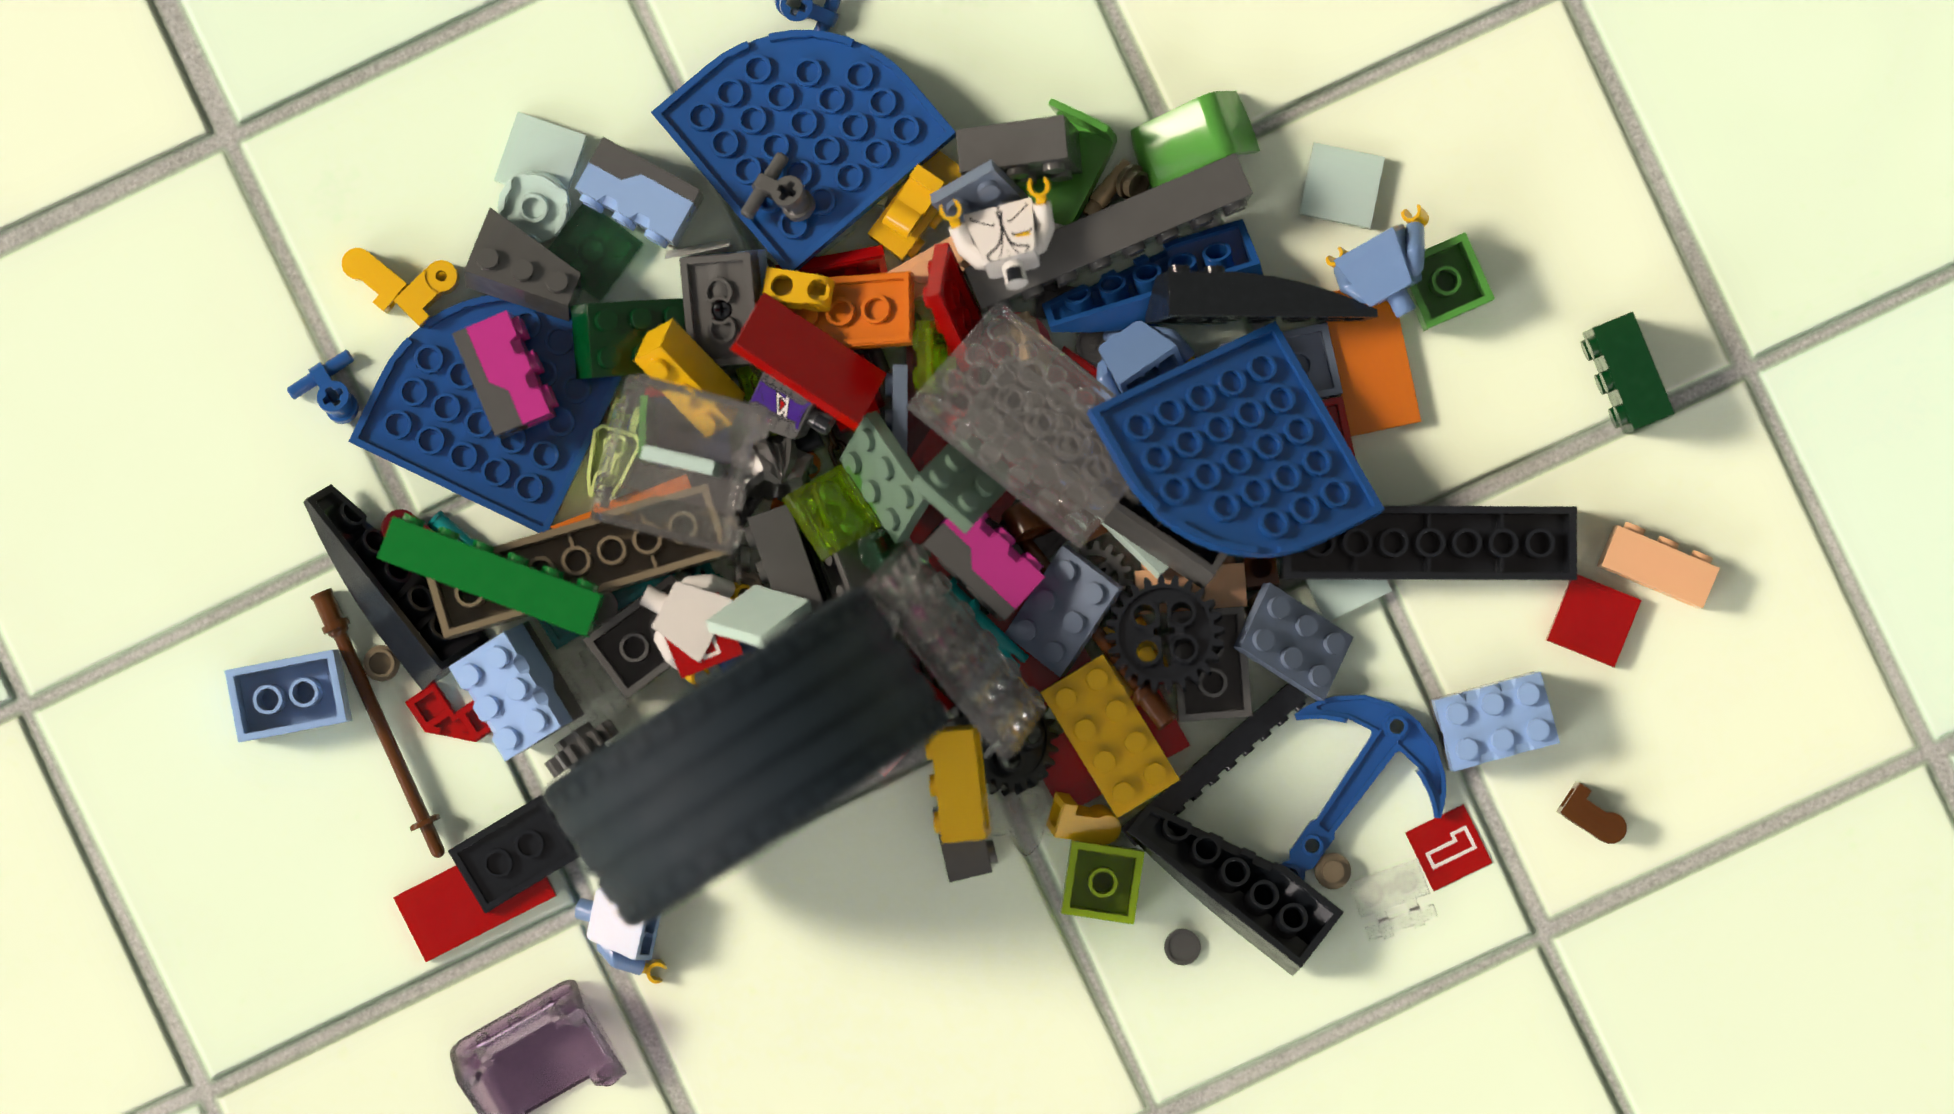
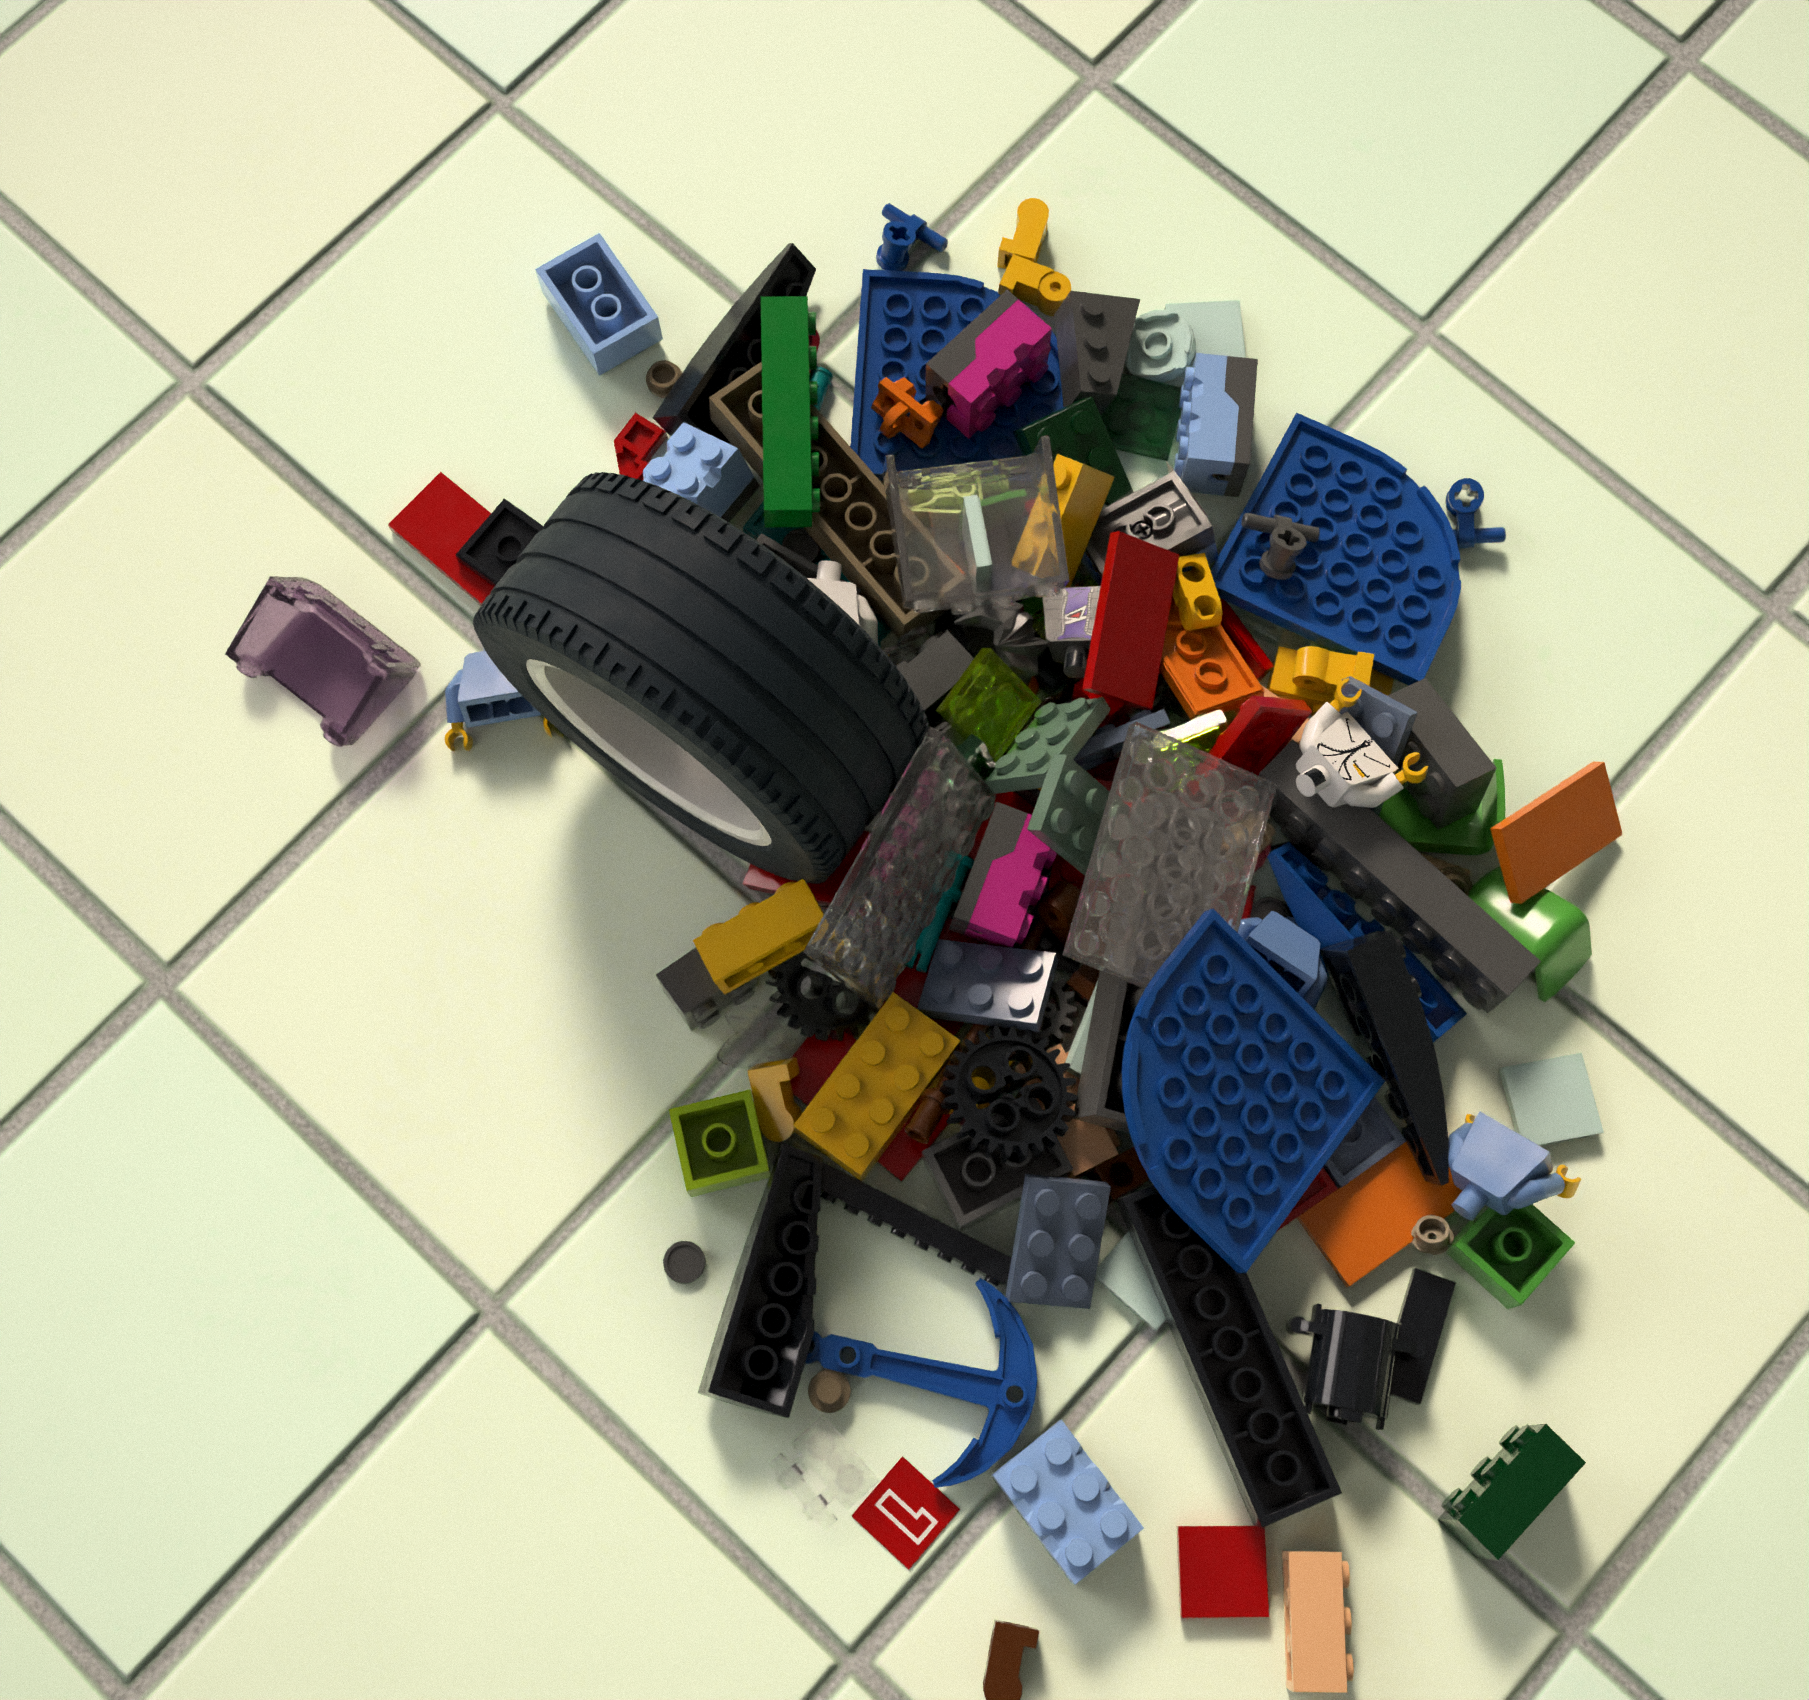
camera: 70 degrees right, 15 degrees down
(337, 627) = (682, 327): reddish brown bar -> none
(502, 470) = (893, 404): none -> orange hips
(1129, 78) = (1556, 832): none -> orange tile
(1402, 334) = (1432, 1227): none -> dark tan plate
(1480, 385) = (1425, 1313): none -> black tile
(1483, 451) = (1352, 1363): none -> black container

